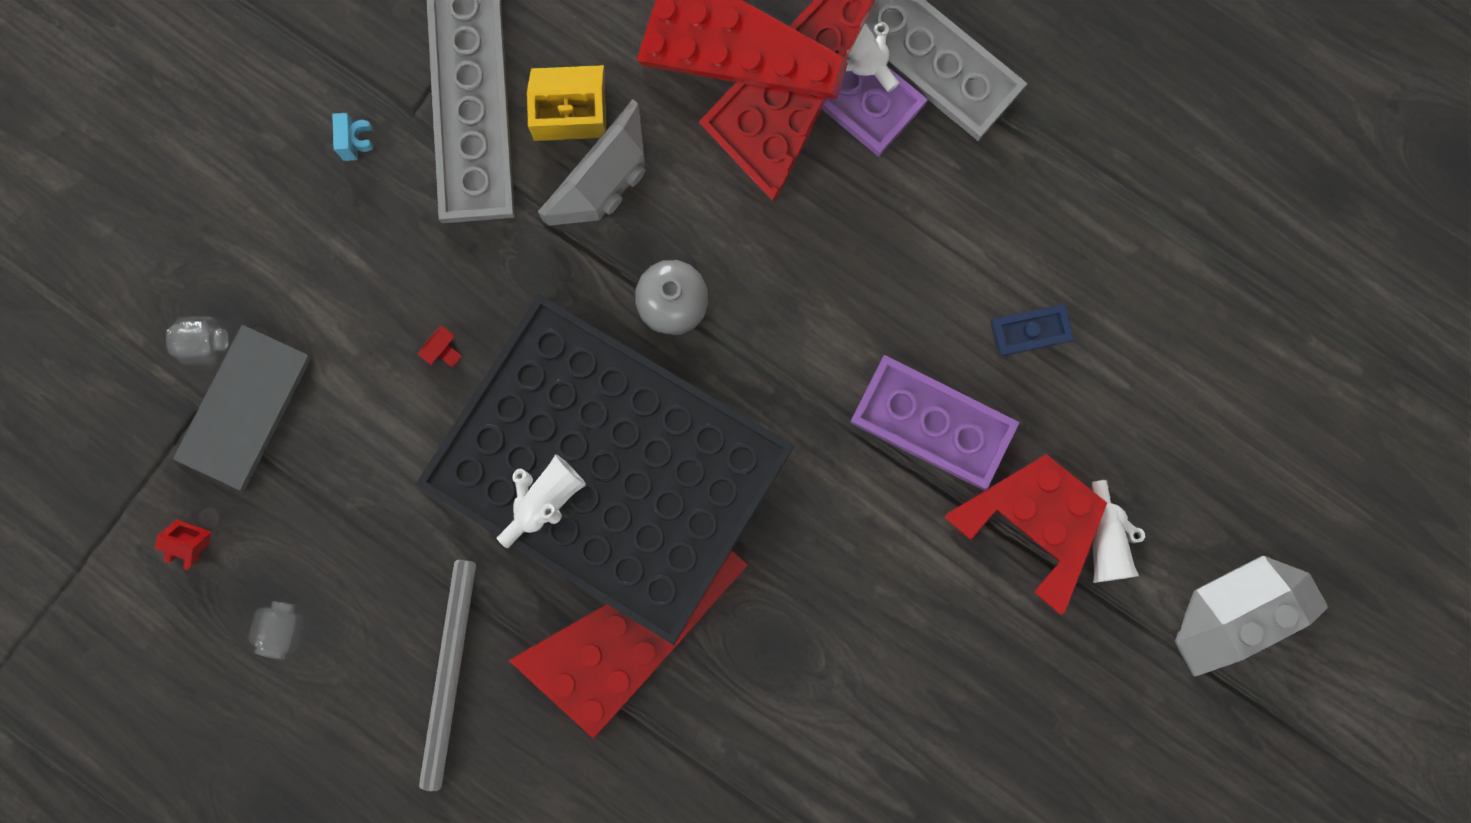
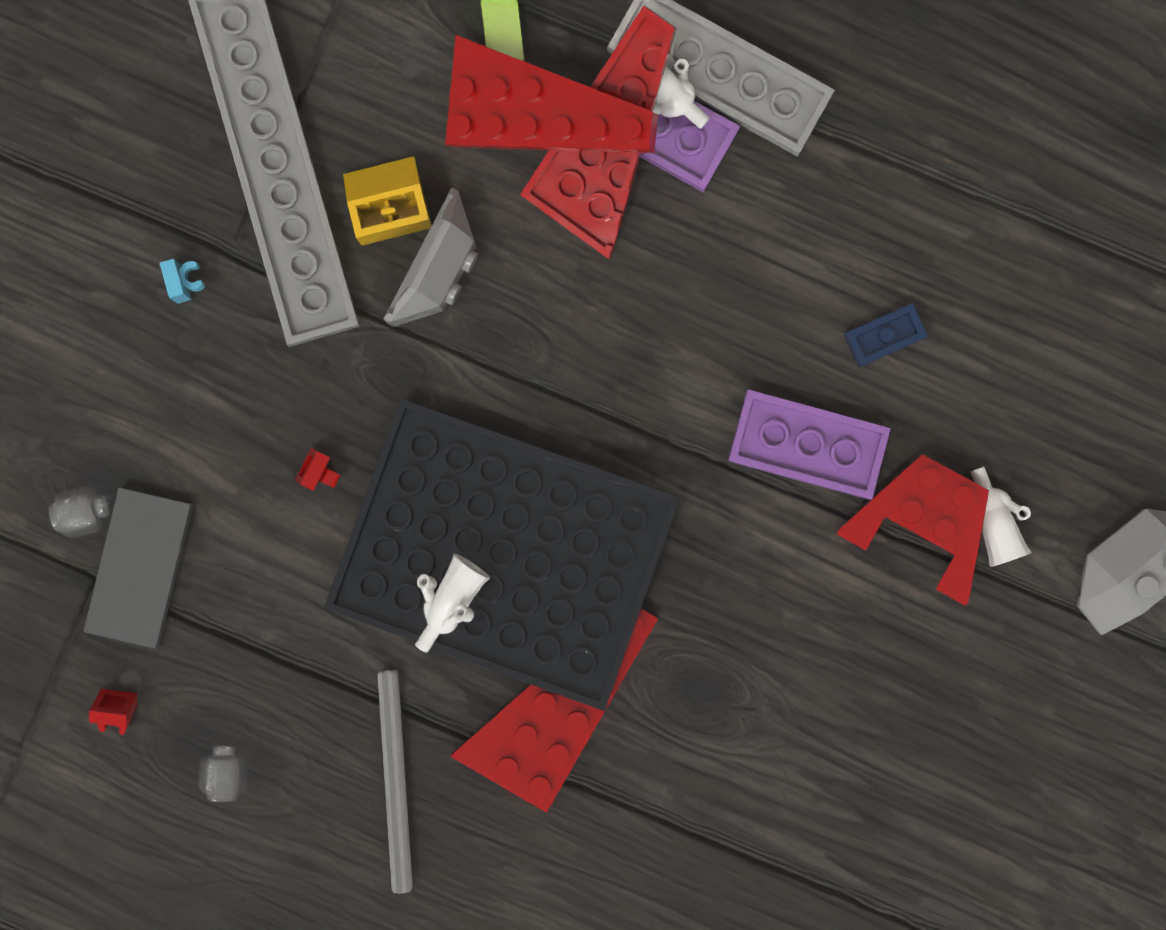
camera: 15 degrees left, 5 degrees up
(671, 297) = (530, 374): light grey cylinder -> none

